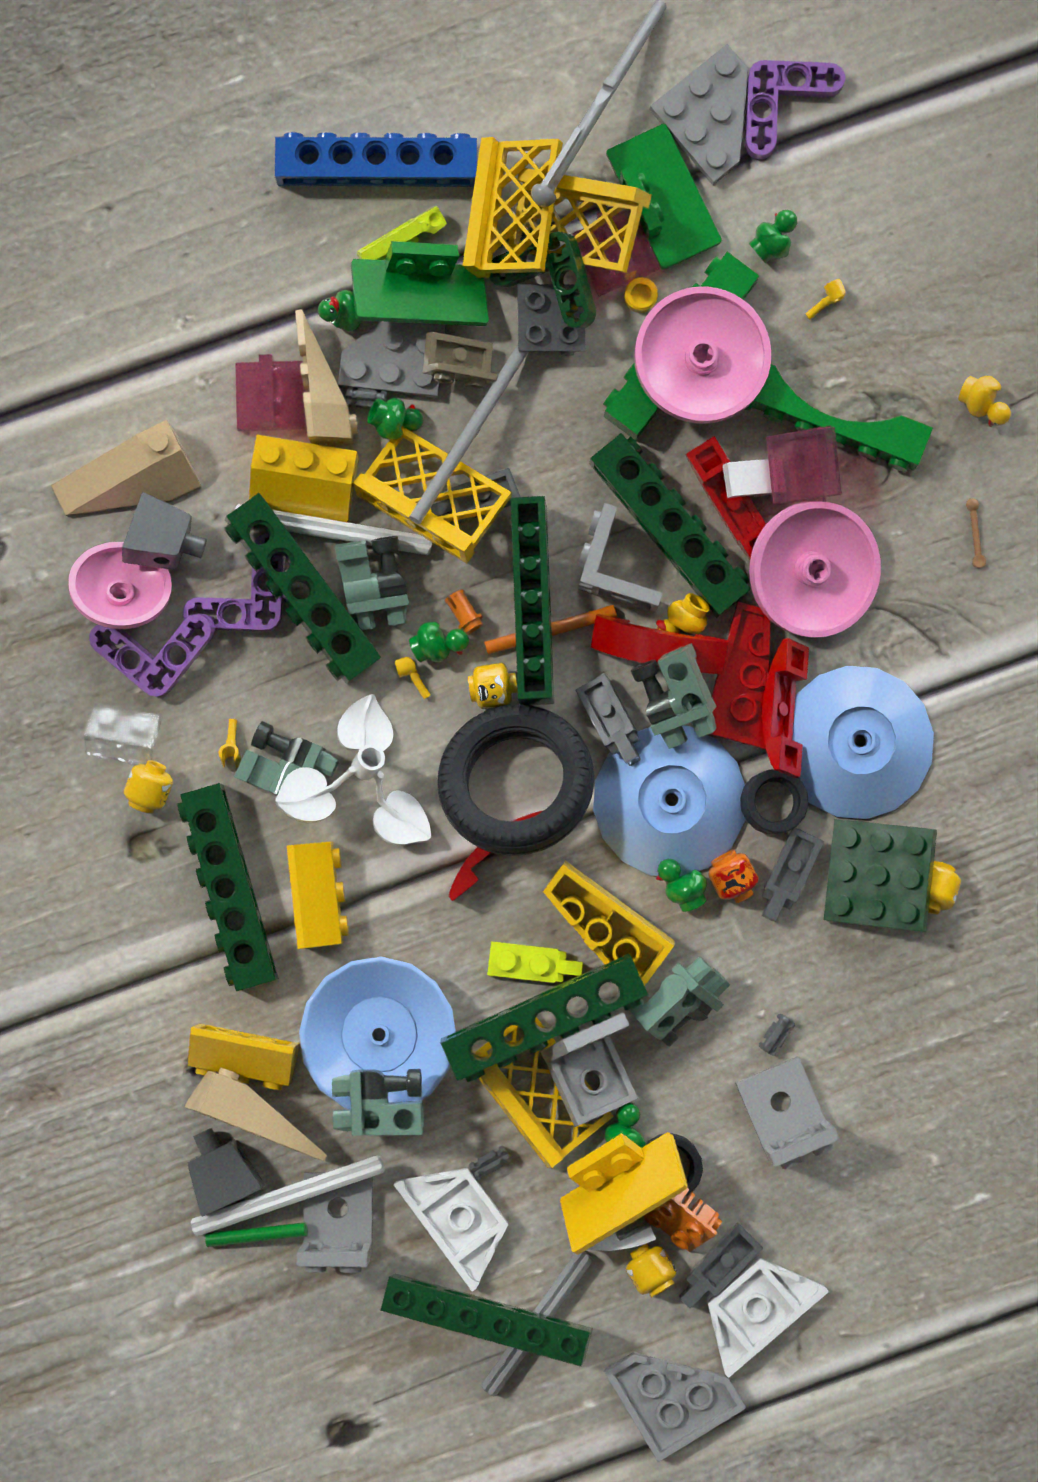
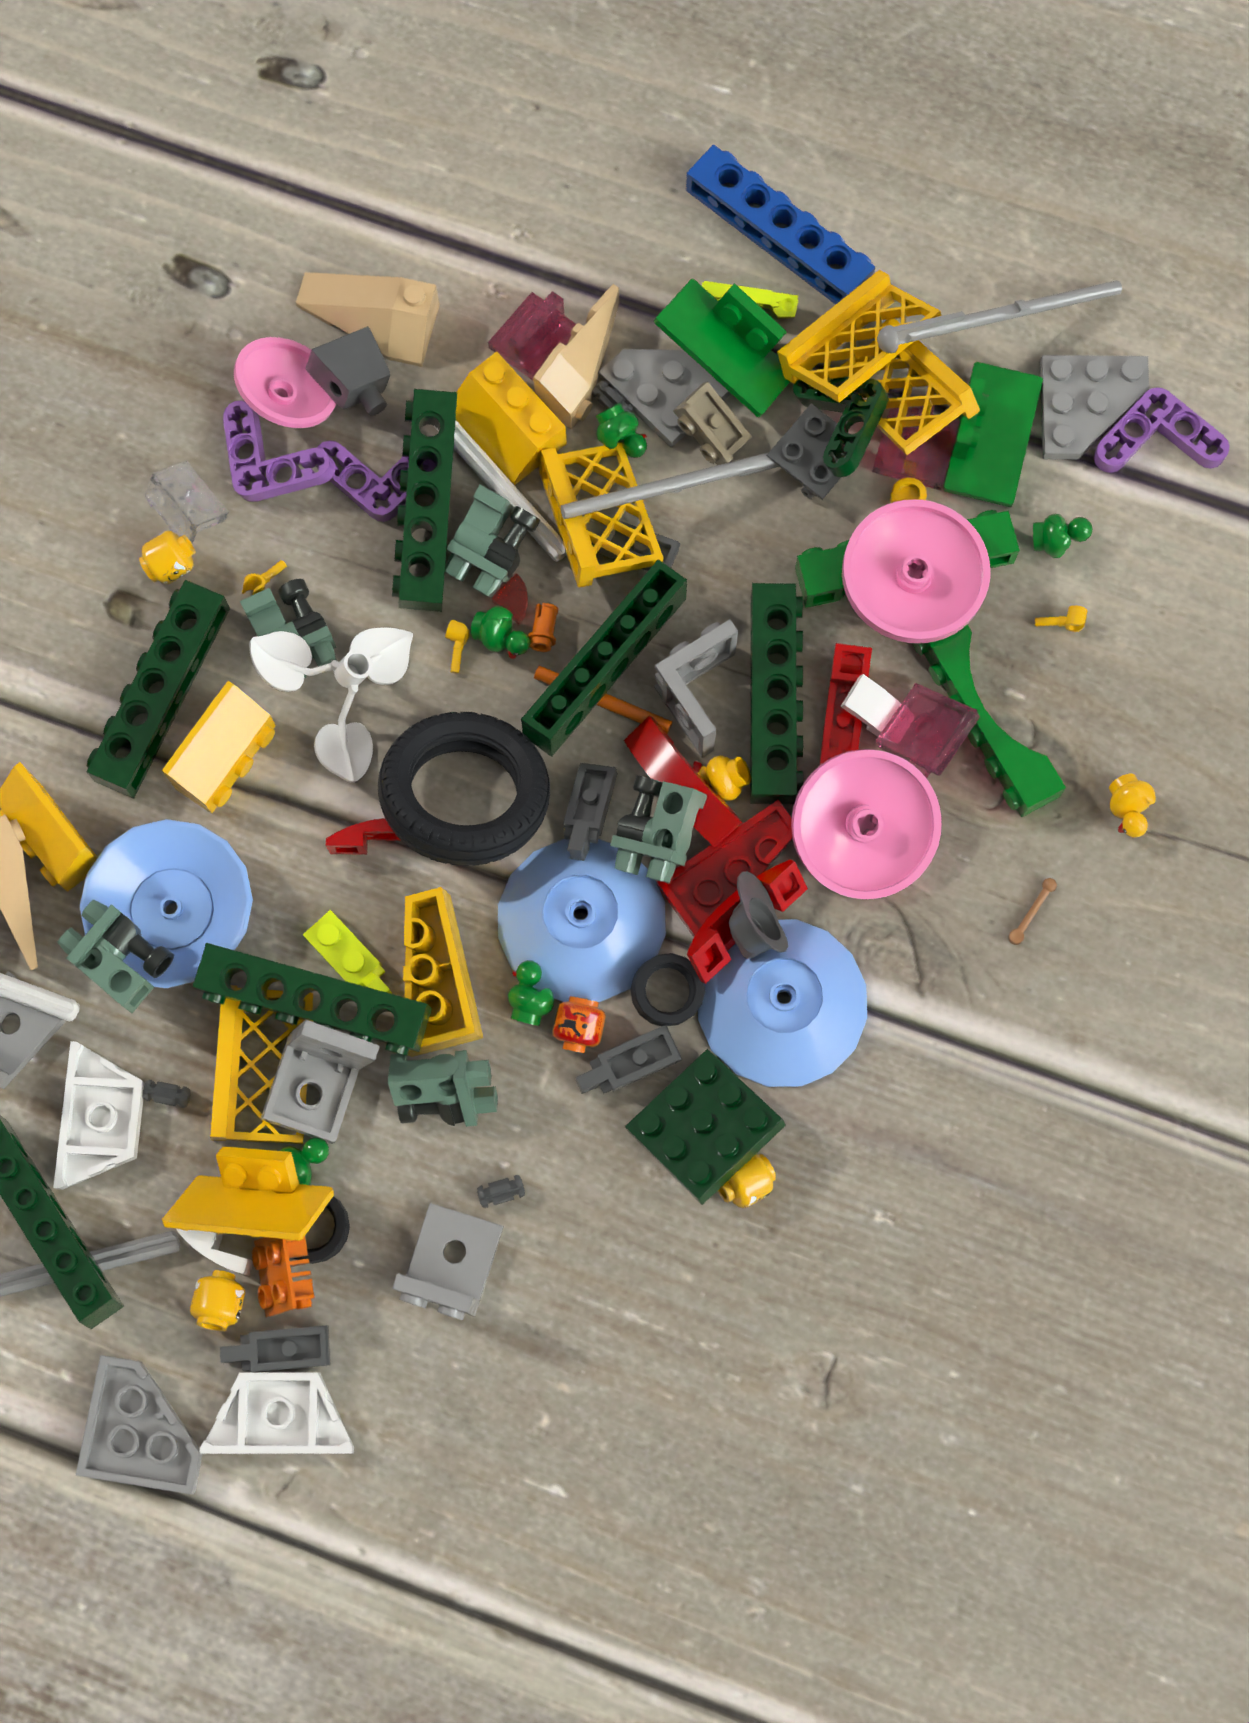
camera: 40 degrees right, 10 degrees down
(340, 311) = (641, 305): green animal -> none
(423, 608) = (513, 597): none -> clear red tile
(492, 685) = (511, 699): yellow head -> none
(798, 705) = (755, 920): none -> dark grey piece

